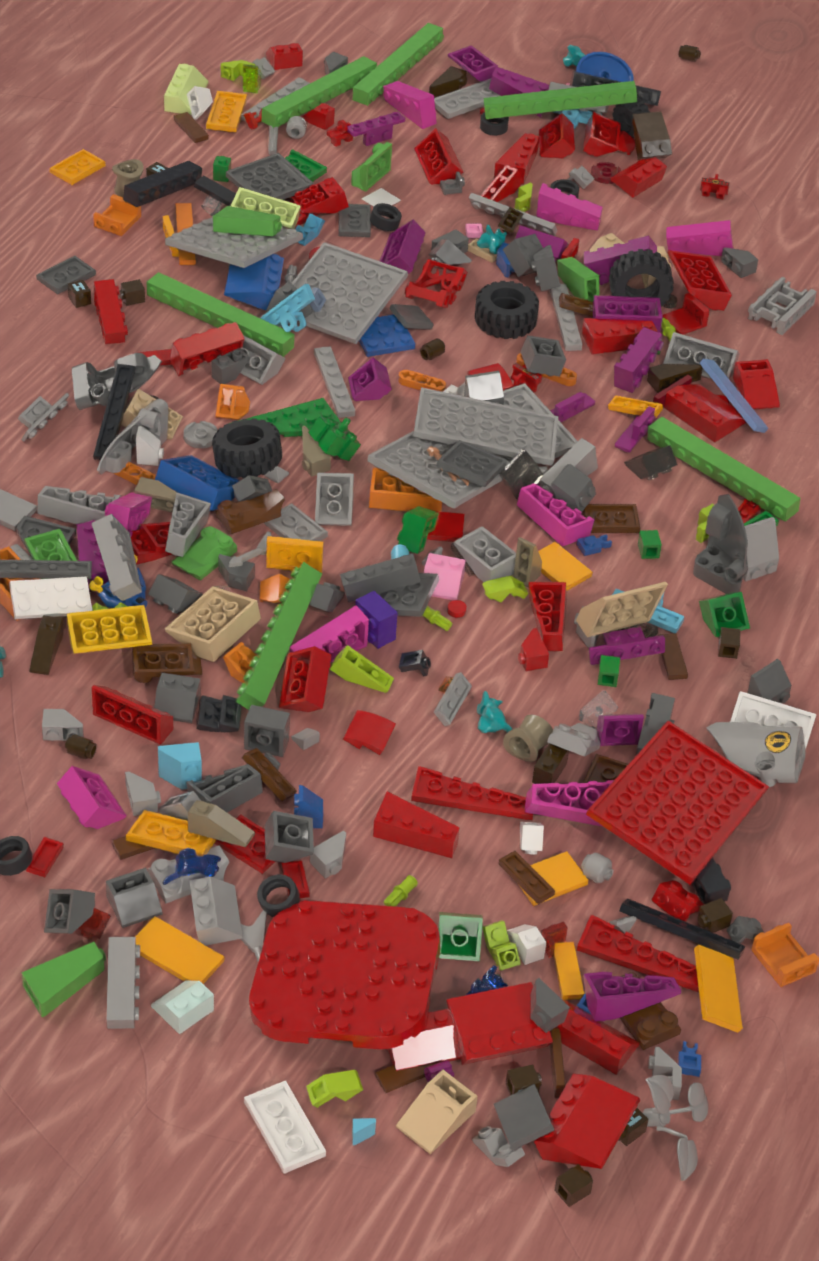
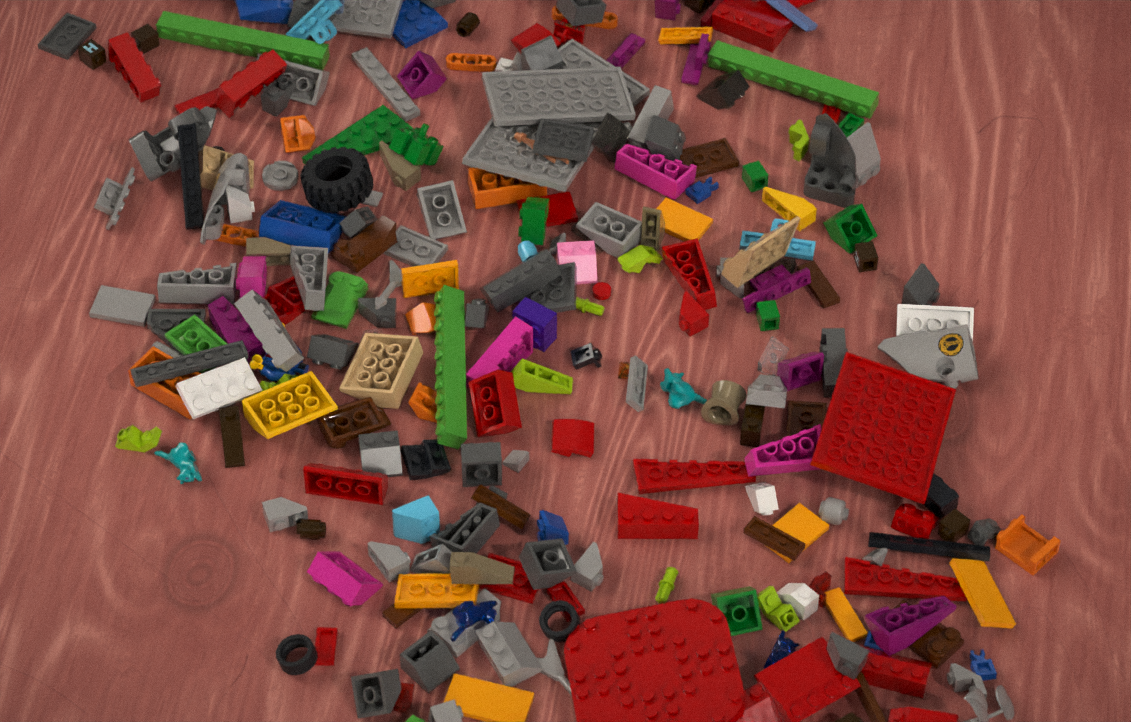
camera: 15 degrees left, 5 degrees up
(680, 585) = (790, 206): none -> yellow slope

